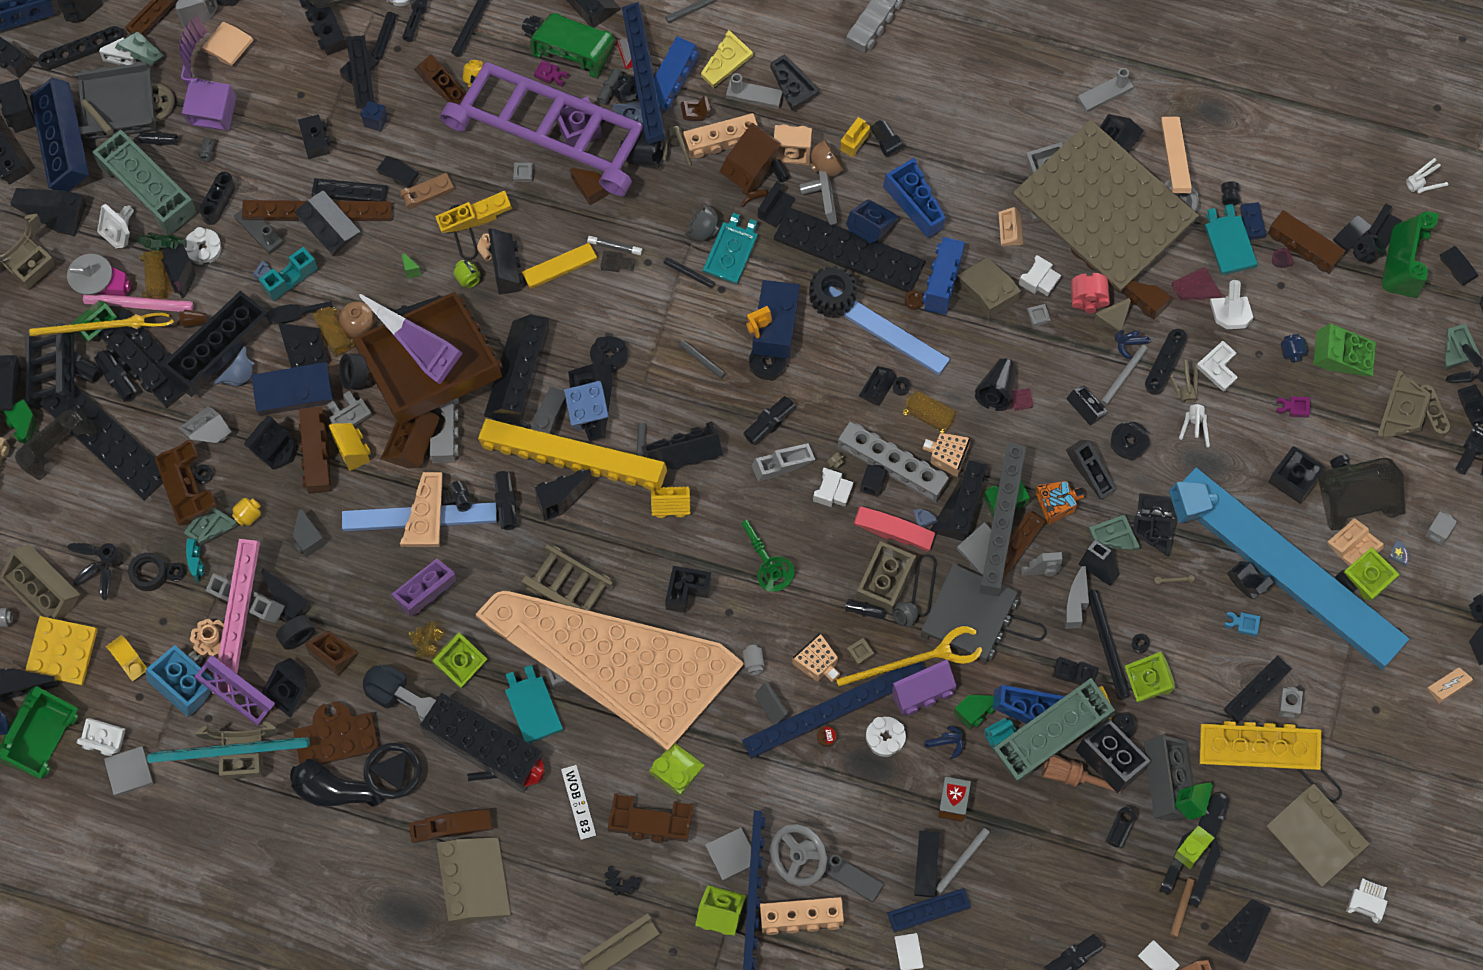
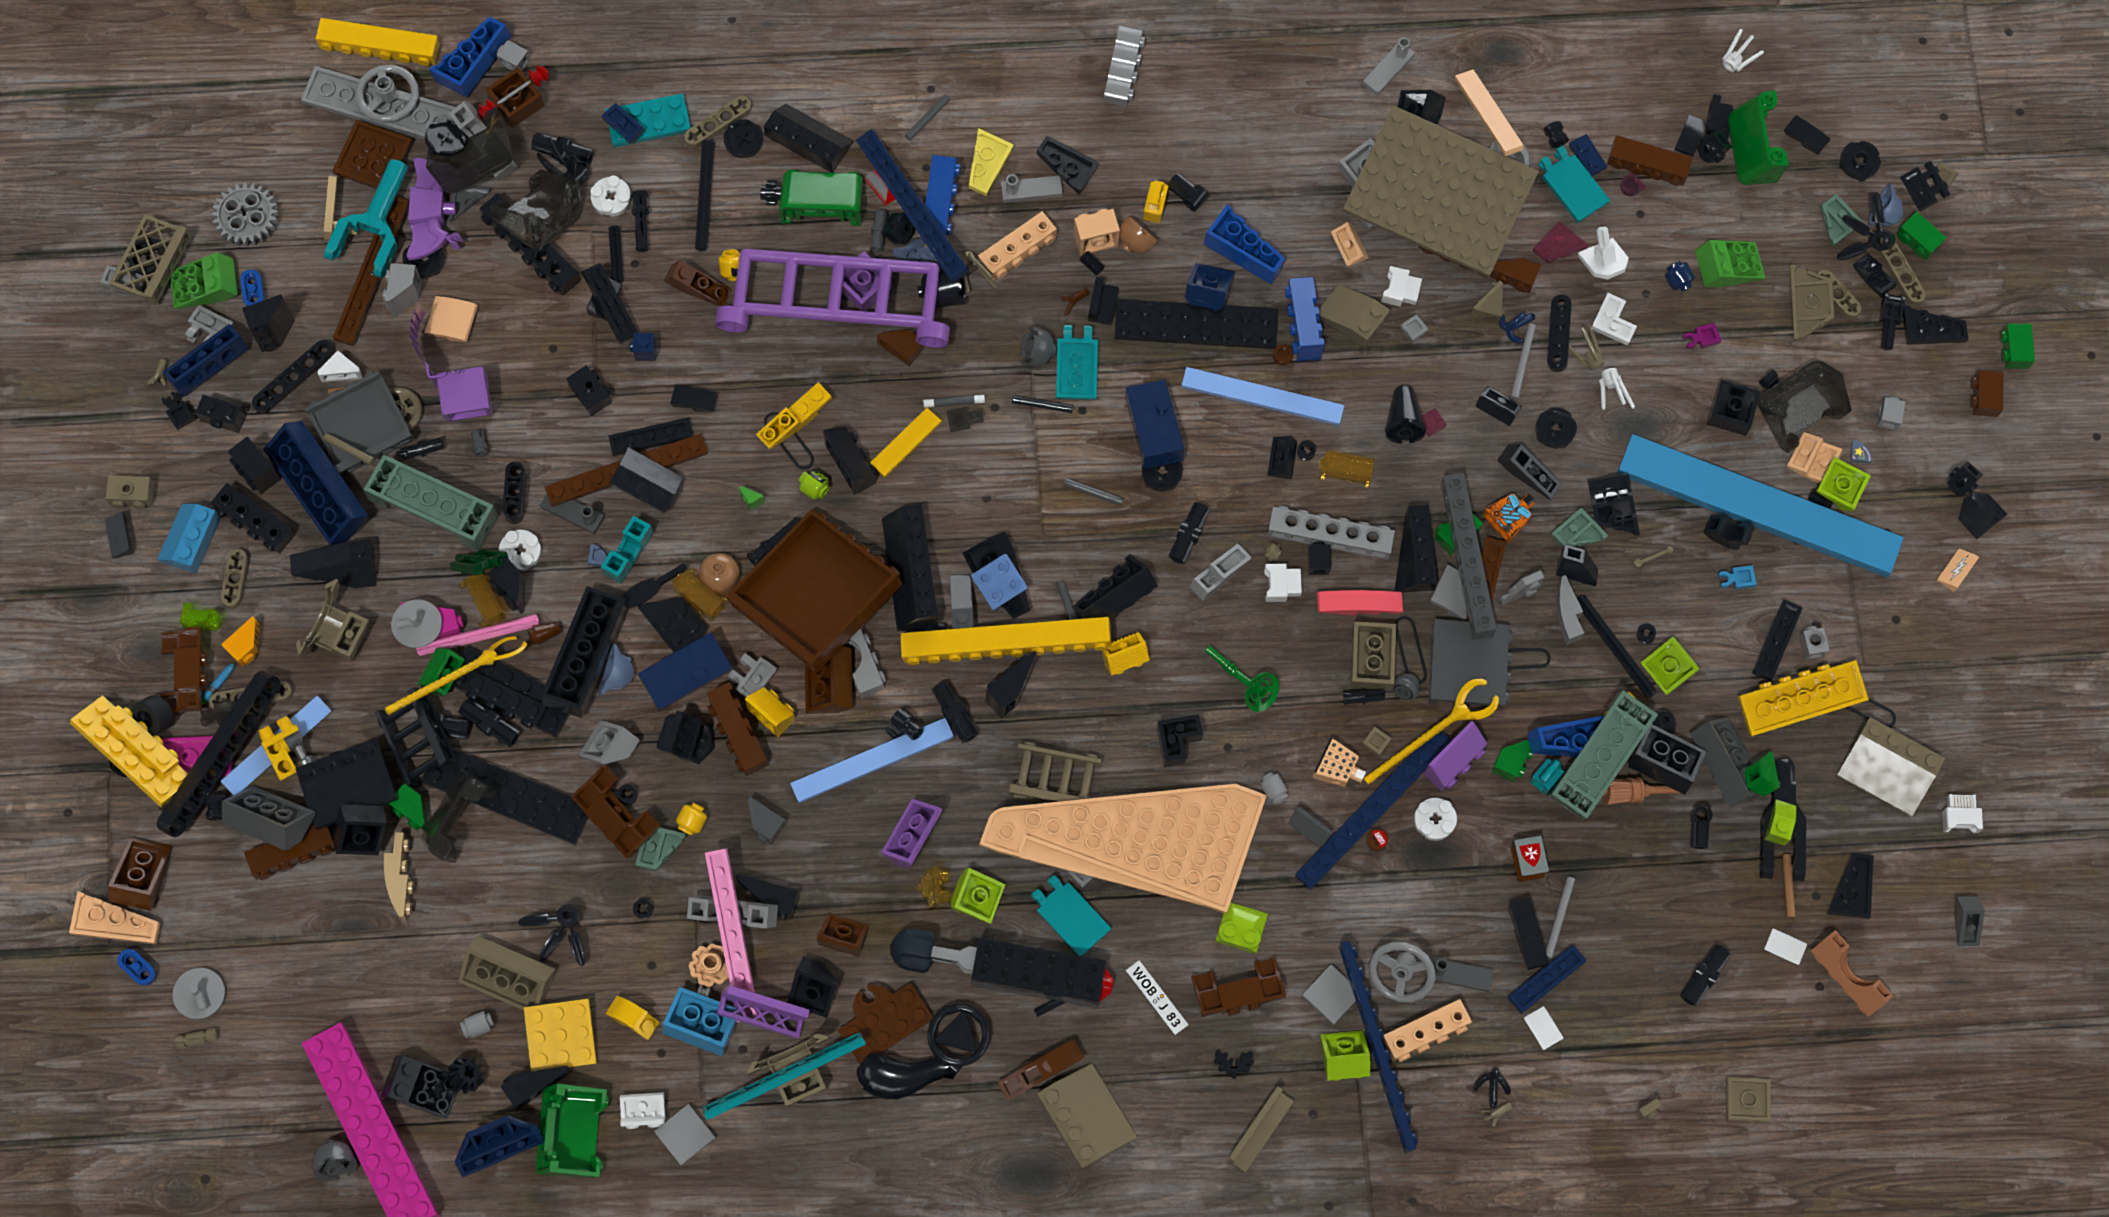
camera: 25 degrees left, 5 degrees up
(114, 225) = (418, 561): white piece -> none
(137, 562) = (604, 906): black tyre -> none
(140, 49) = (362, 357): sand green wing -> none
(194, 563) = (662, 896): teal slope -> none
(295, 632) = (799, 928): black tyre -> none
(353, 371) = (733, 634): black tyre -> none
(425, 515) = (880, 757): light nougat wing -> none
(427, 191) = (733, 408): medium nougat plate -> none
(429, 351) = (820, 584): medium lavender plate -> none
(483, 247) = (818, 449): light nougat arm -> none
(523, 172) = (825, 354): light grey tile -> none
(548, 72) = (806, 237): magenta plate -> none
(612, 344) = (995, 508): black plate -> none
(695, 109) = (979, 226): reddish brown bracket -> none
(750, 158) = (1061, 261): reddish brown slope -> none
(757, 320) = (1143, 431): light orange bracket -> none
(825, 185) = (1144, 263): light grey piece -> none
(835, 278) = (1204, 360): black tyre -> none
(924, 518) = (1384, 580): sand blue tile -> none
(948, 452) = (1382, 504): light nougat torso -> none
(948, 738) = (1499, 800): dark blue piece -> none
(1074, 672) = (1594, 686): black slope -> none
(1090, 292) = (1459, 287): coral brick -> none
(1191, 500) = (1644, 471): dark azure torso -> none

